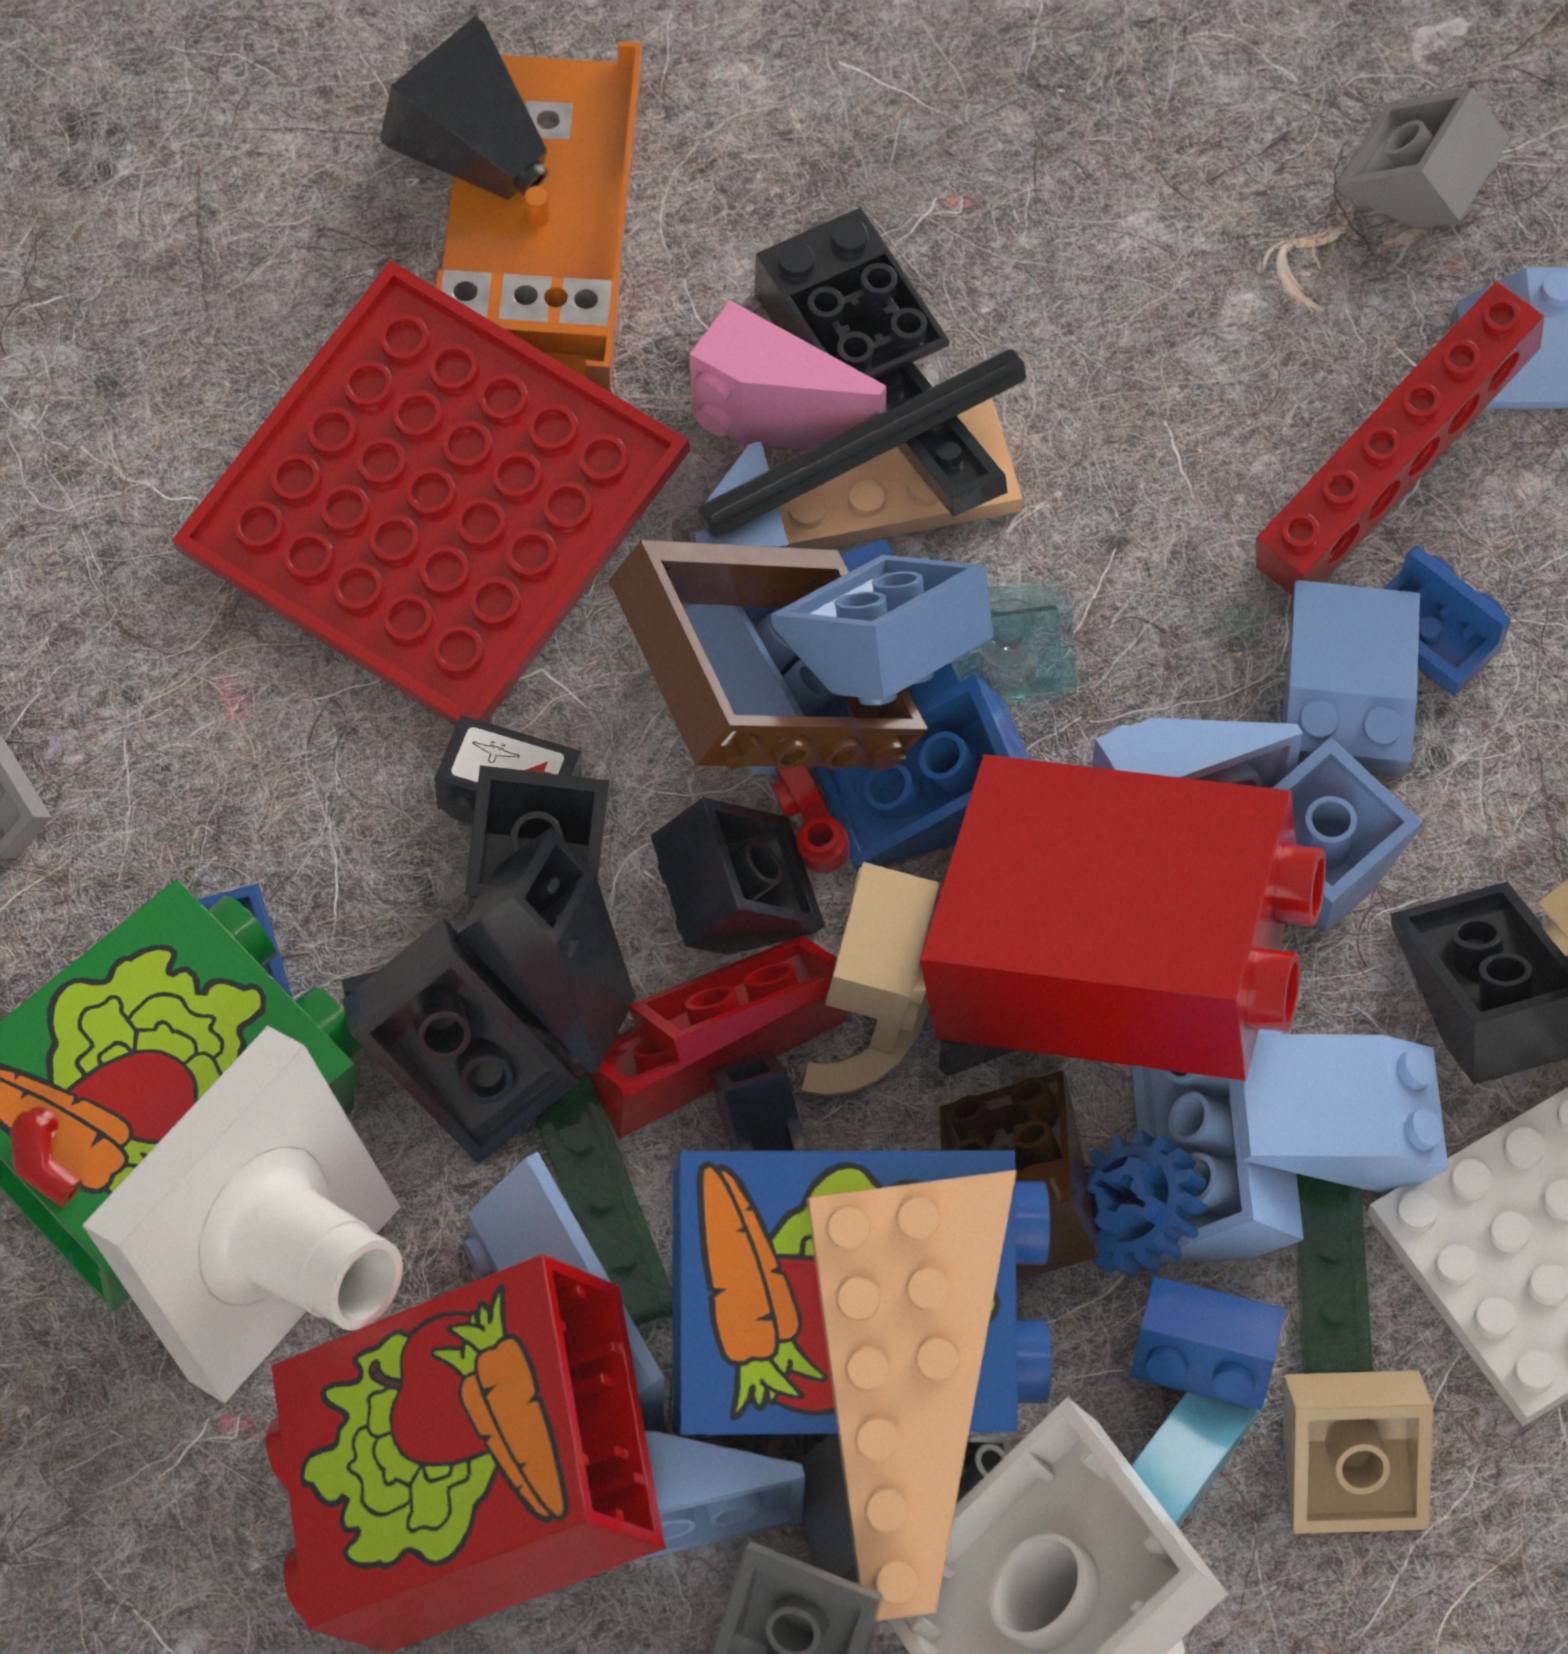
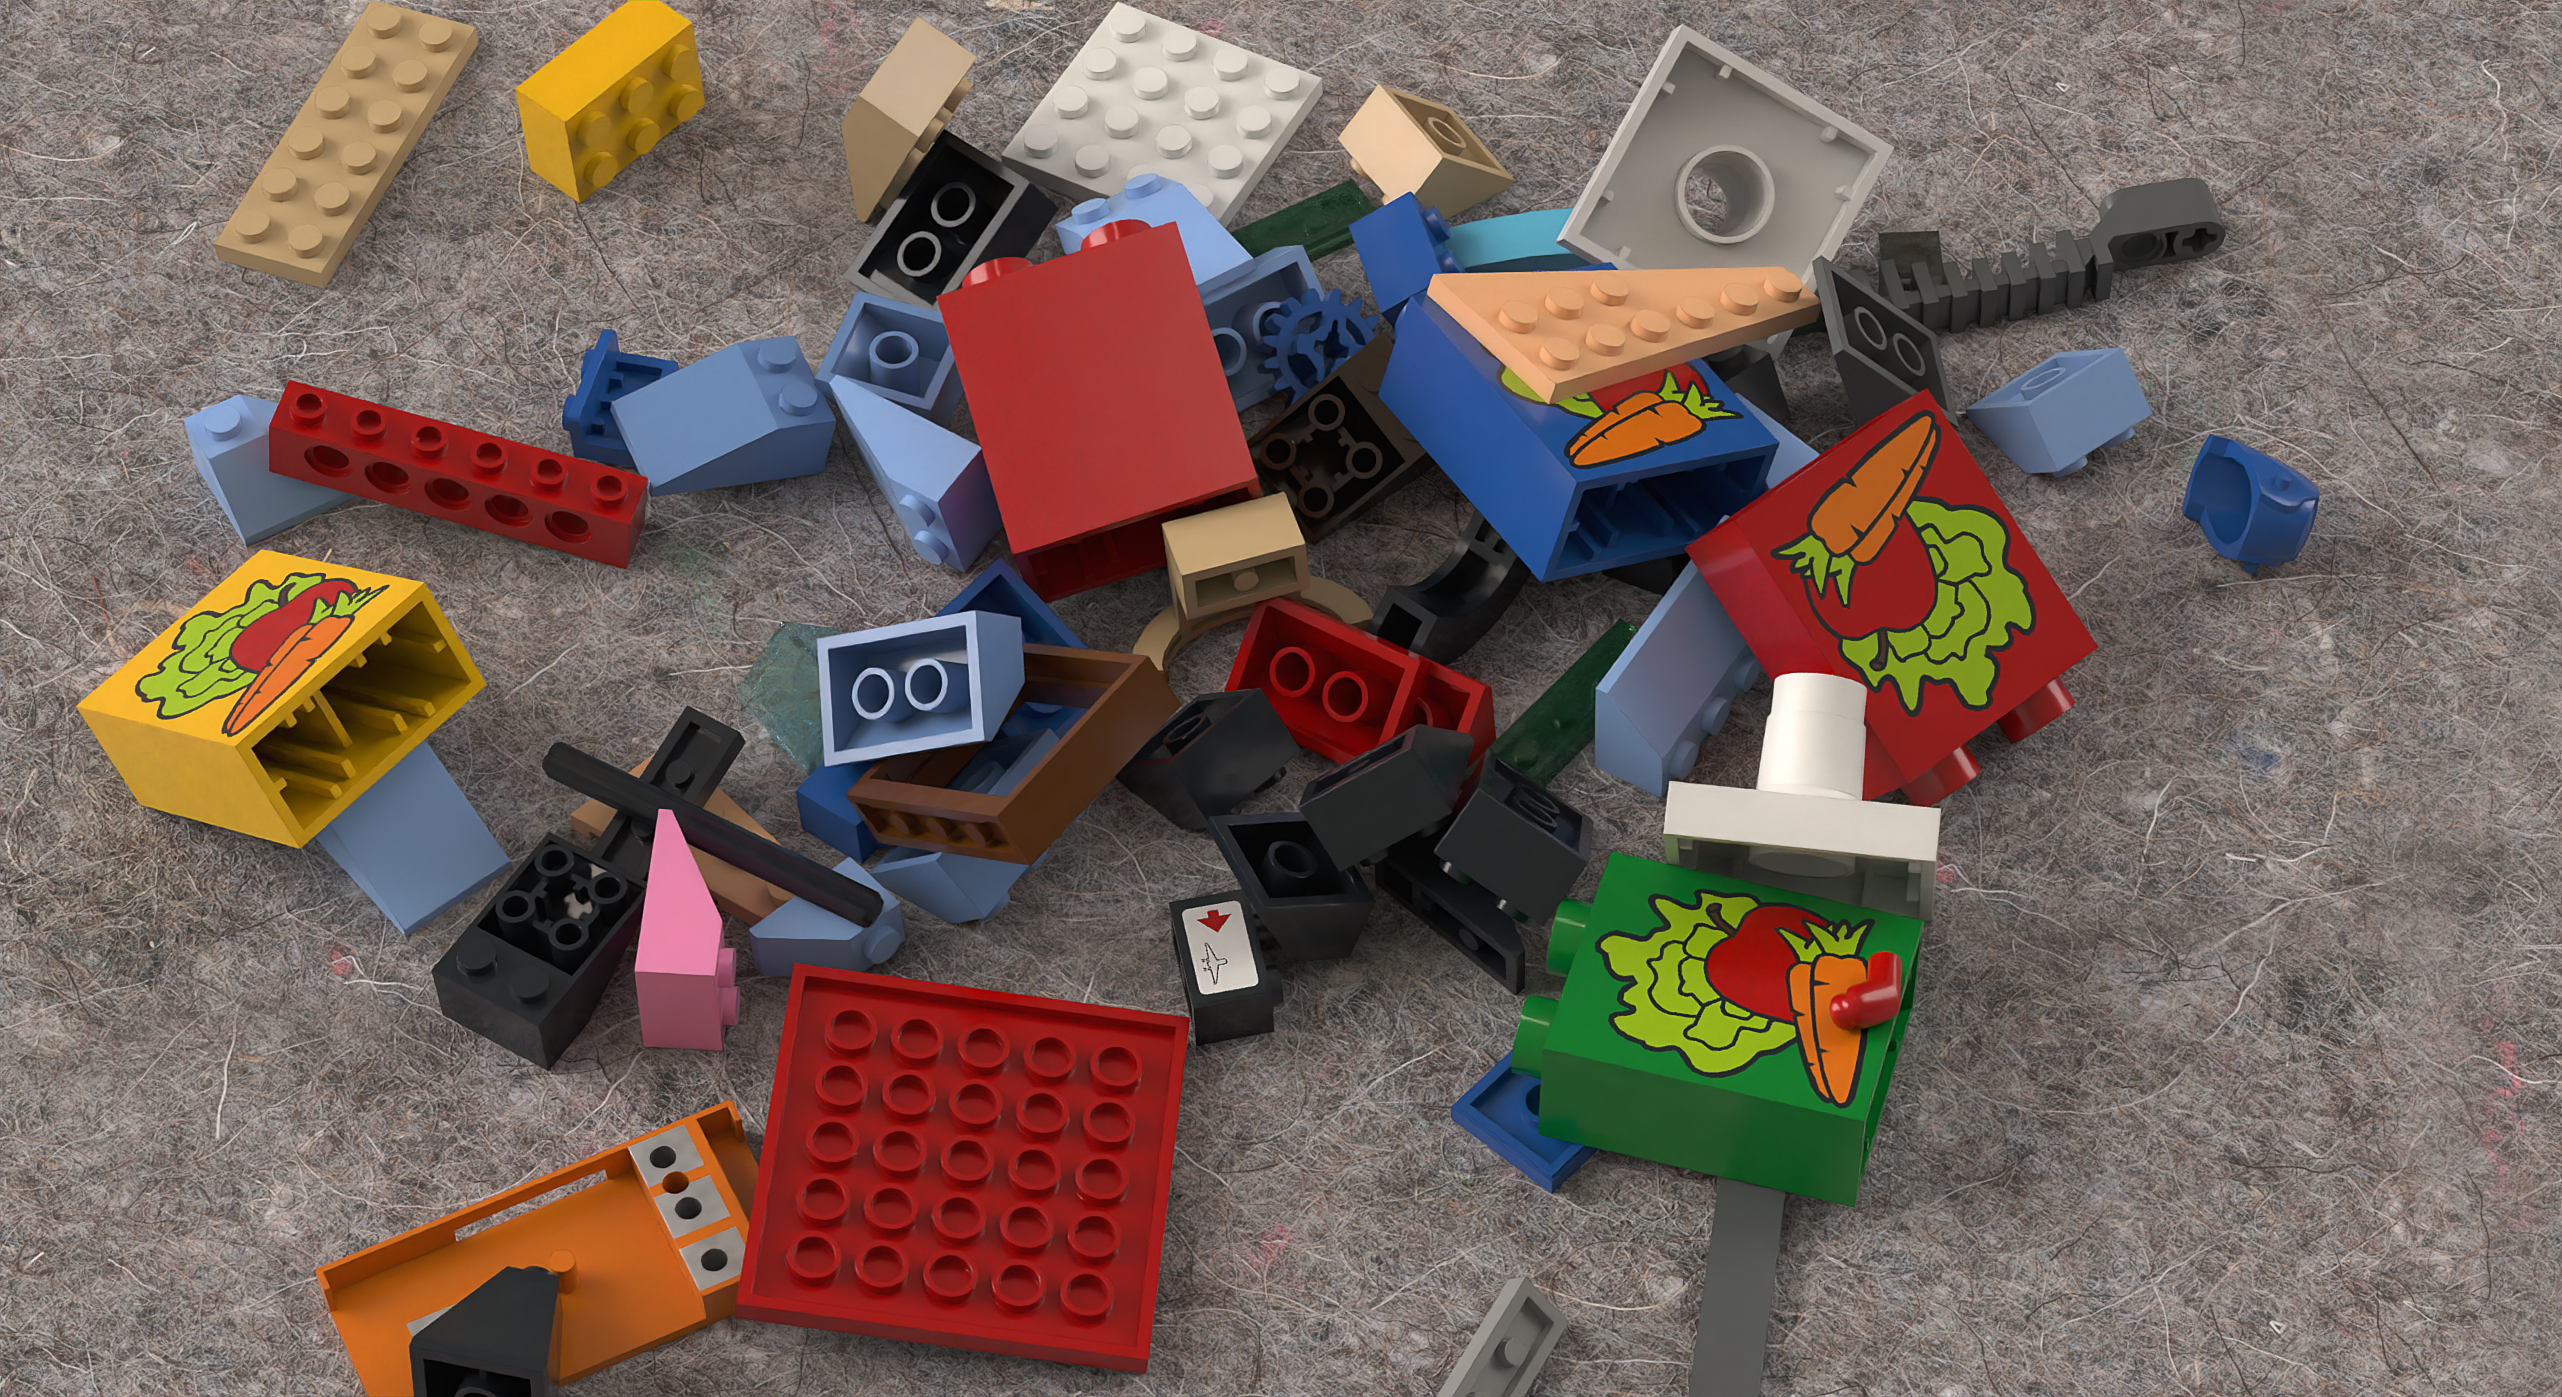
camera: 115 degrees left, 10 degrees down
(1061, 275) = (414, 842): none -> light blue slope
(1182, 179) = (282, 696): none -> yellow brick
(1426, 158) = (92, 611): light grey slope -> none

